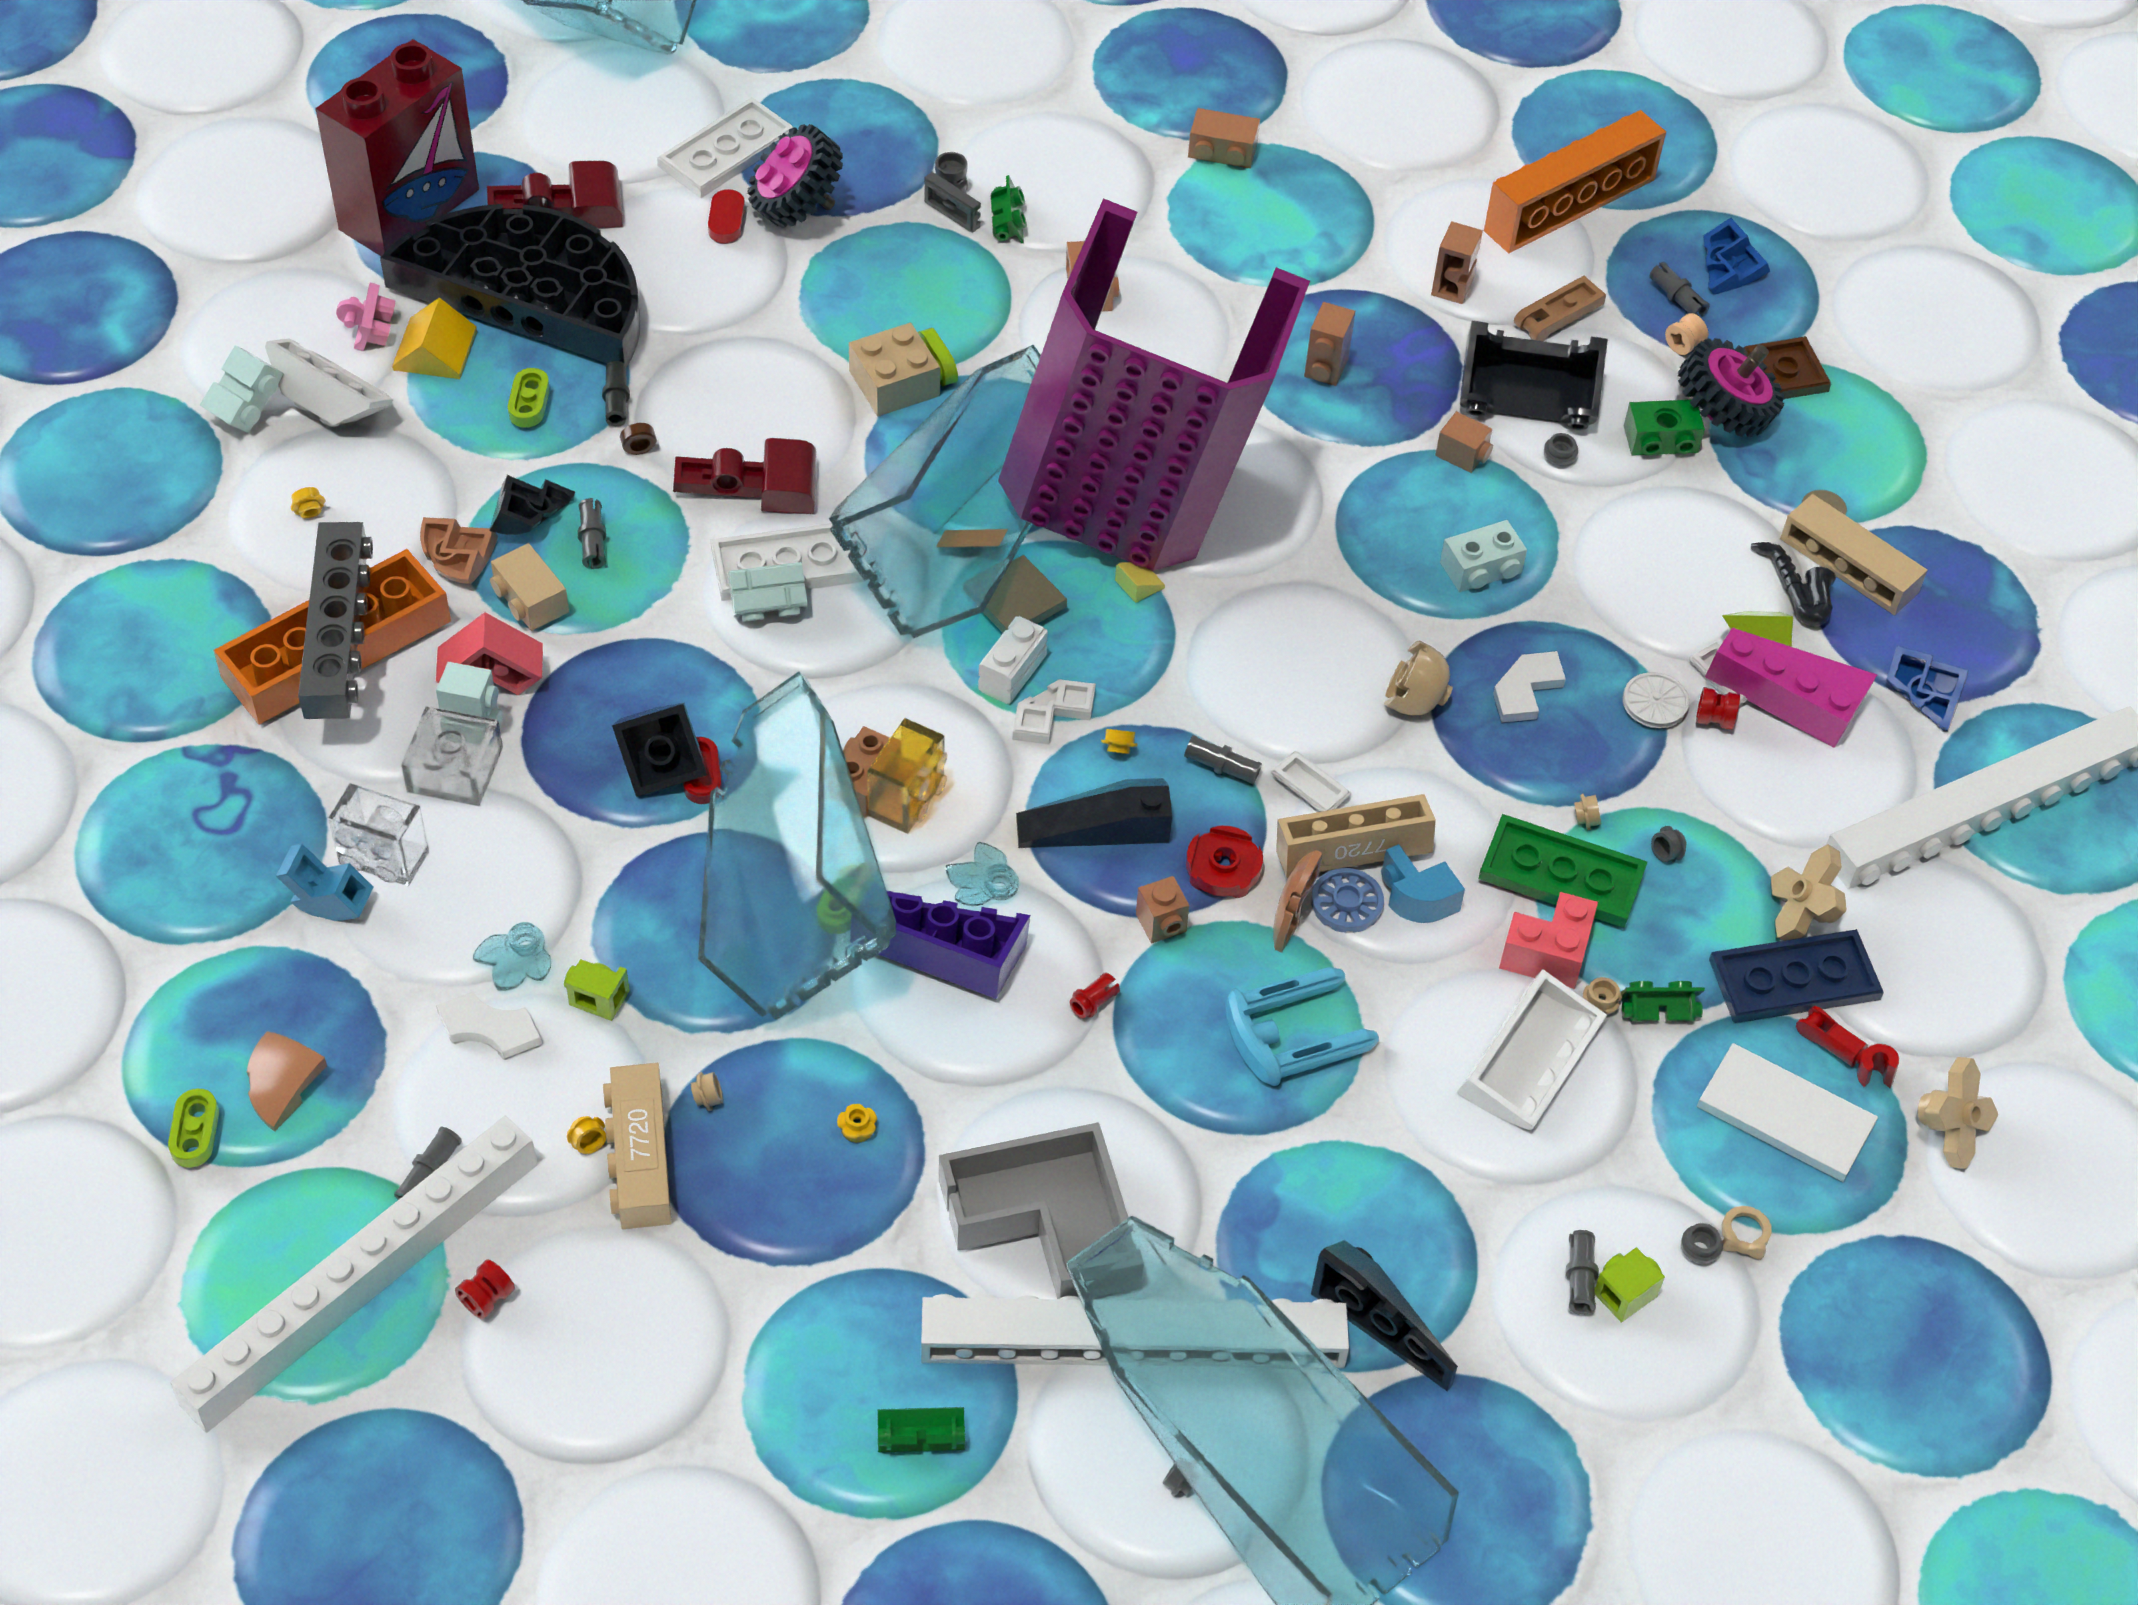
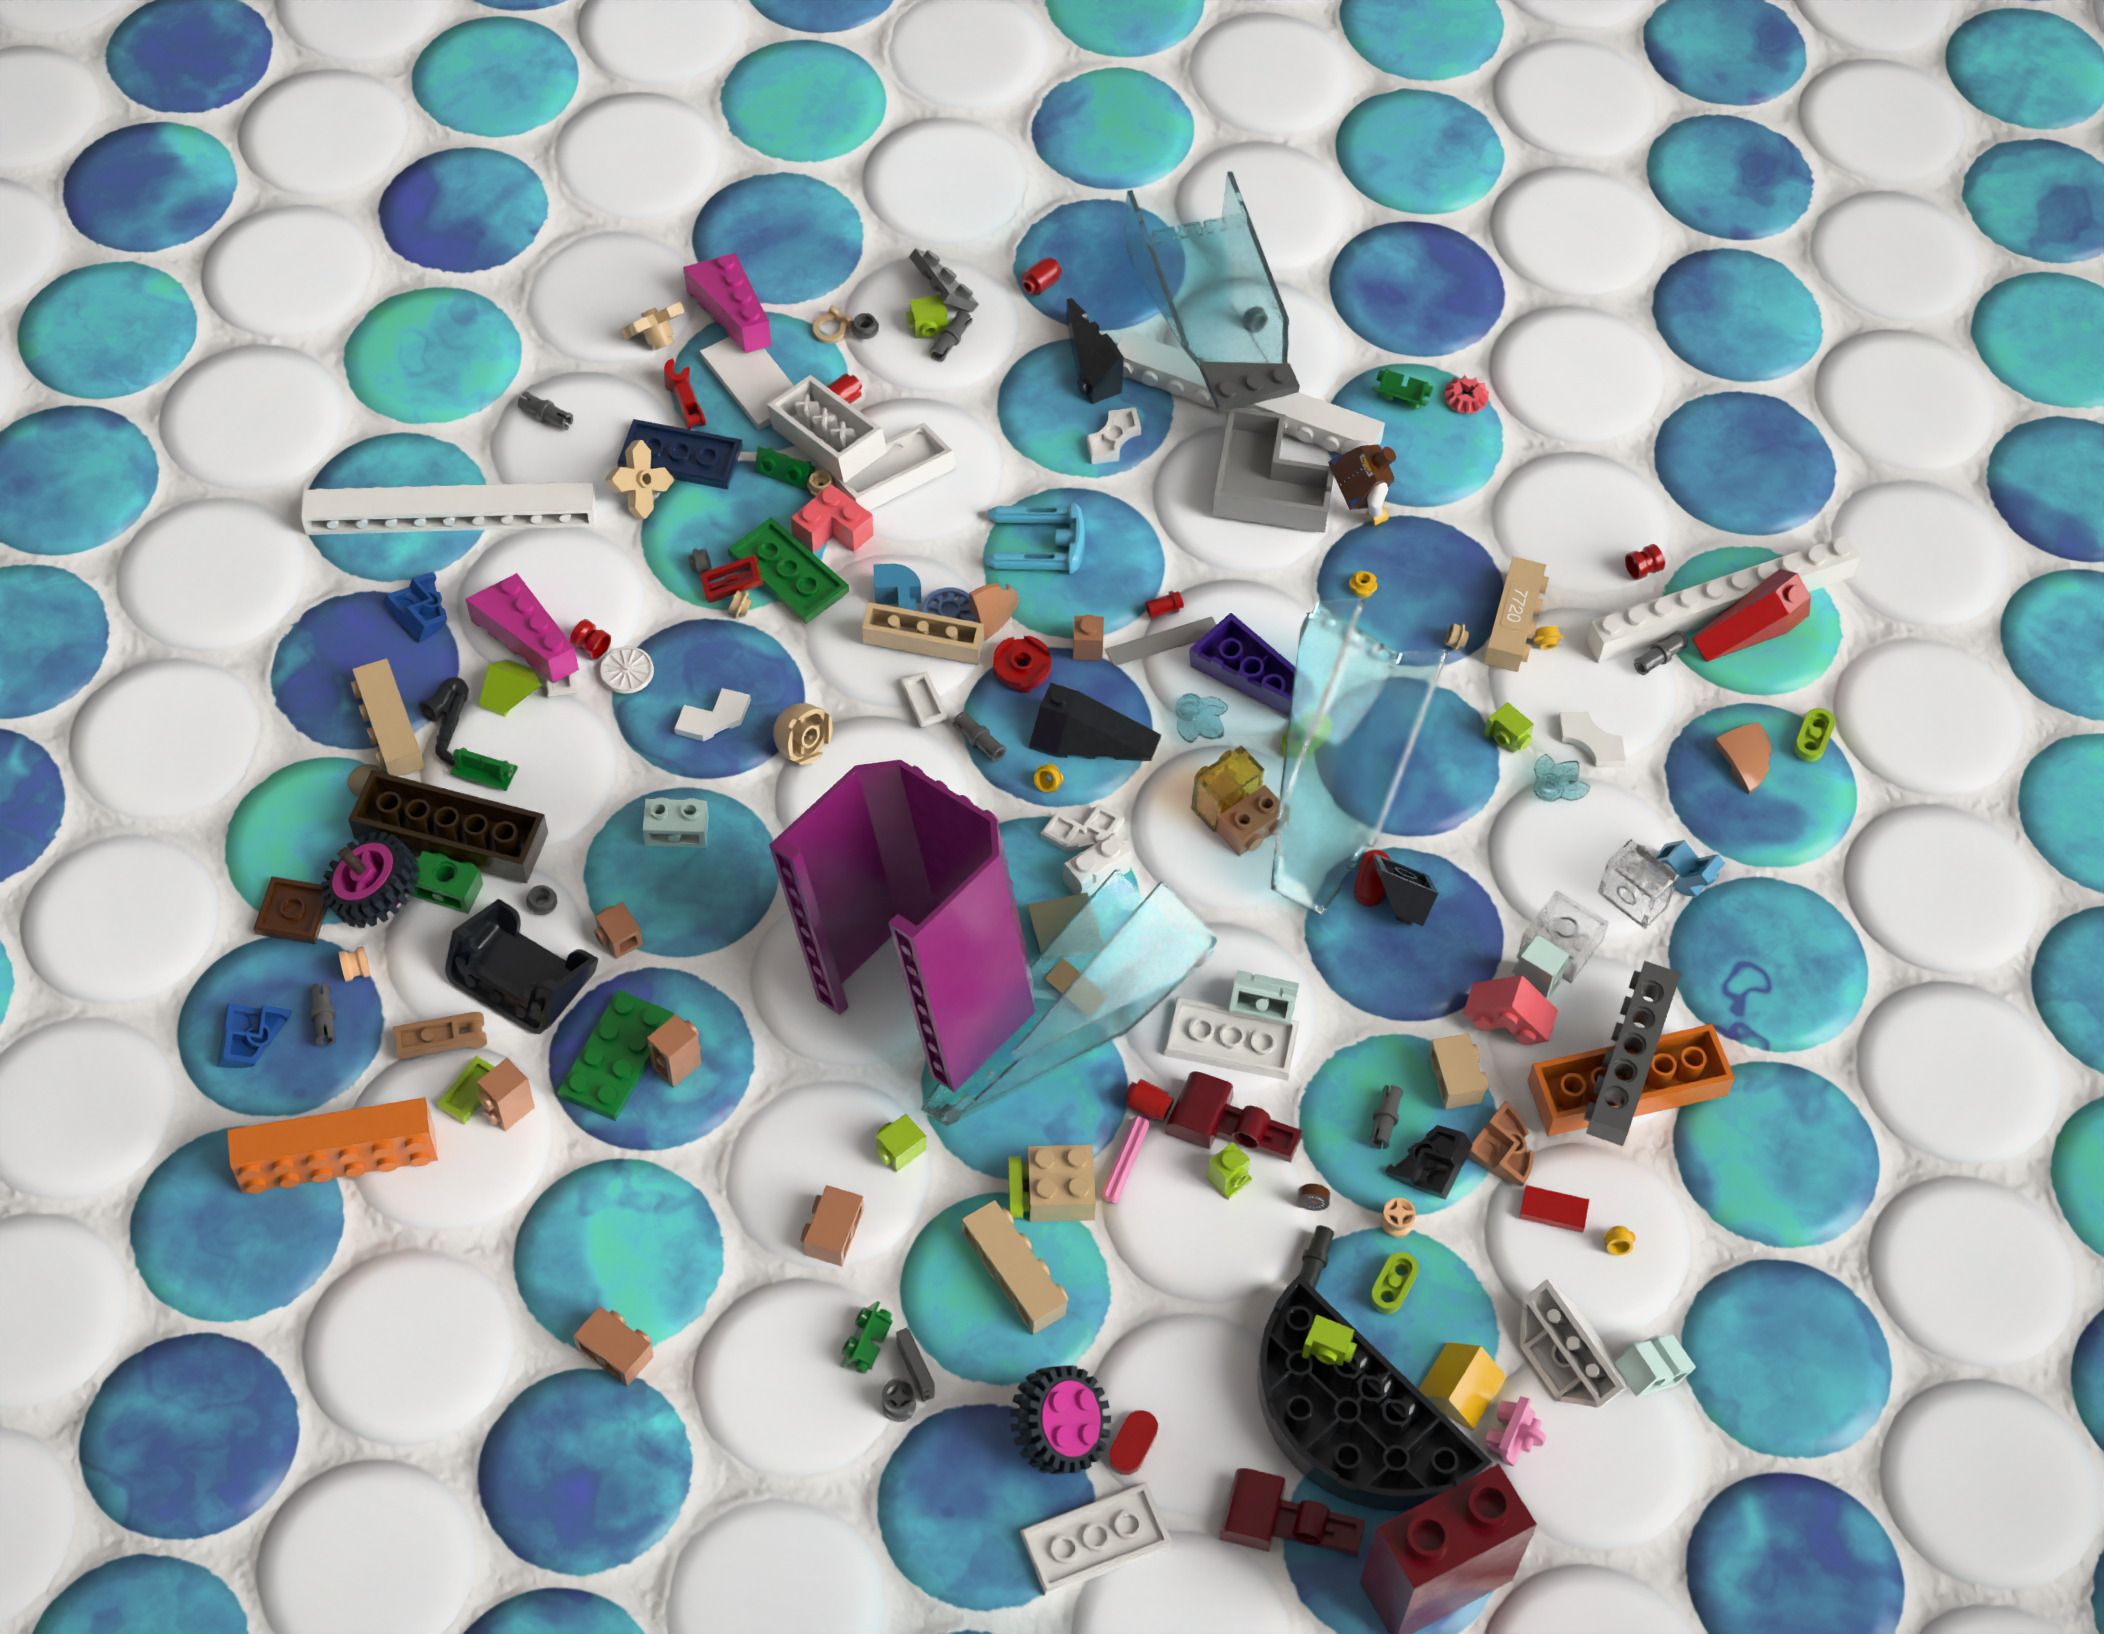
camera: 155 degrees left, 5 degrees up
(284, 1256) = (1760, 615): none -> red wedge
(387, 512) = (1554, 1208): none -> red tile
(545, 450) = (1402, 1211): none -> light nougat wheel
(568, 281) = (1329, 1342): none -> lime brick
(734, 428) = (1229, 1170): none -> lime brick
(831, 1495) = (1466, 403): none -> coral gear
(843, 419) = (1125, 1159): none -> bright pink axle
(843, 467) = (1148, 1100): none -> red brick
(903, 295) = (1014, 1266): none -> tan brick
(920, 1219) = (1364, 476): none -> reddish brown torso
(1074, 964) = (1160, 641): none -> light grey sticker
(1126, 1237) = (1247, 383): none -> dark grey wing
(1281, 1232) = (1106, 443): none -> white tile
(1388, 352) = (614, 1056): none -> green plate
(1498, 283) = (462, 1097): none -> lime tile
(1520, 1417) = (1041, 276): none -> red brick
(1622, 833) = (731, 583): none -> red tile
(1639, 1039) = (827, 428): none -> white brick
(1643, 1340) = (943, 280): none -> dark grey wing
(1662, 1125) = (847, 387): none -> red brick
(1701, 465) = (458, 825): none -> dark brown brick
(1717, 547) = (482, 769): none -> green hinge
(1887, 1183) = (728, 295): none -> dark pink wedge
(1992, 961) = (545, 410): none -> dark grey pin

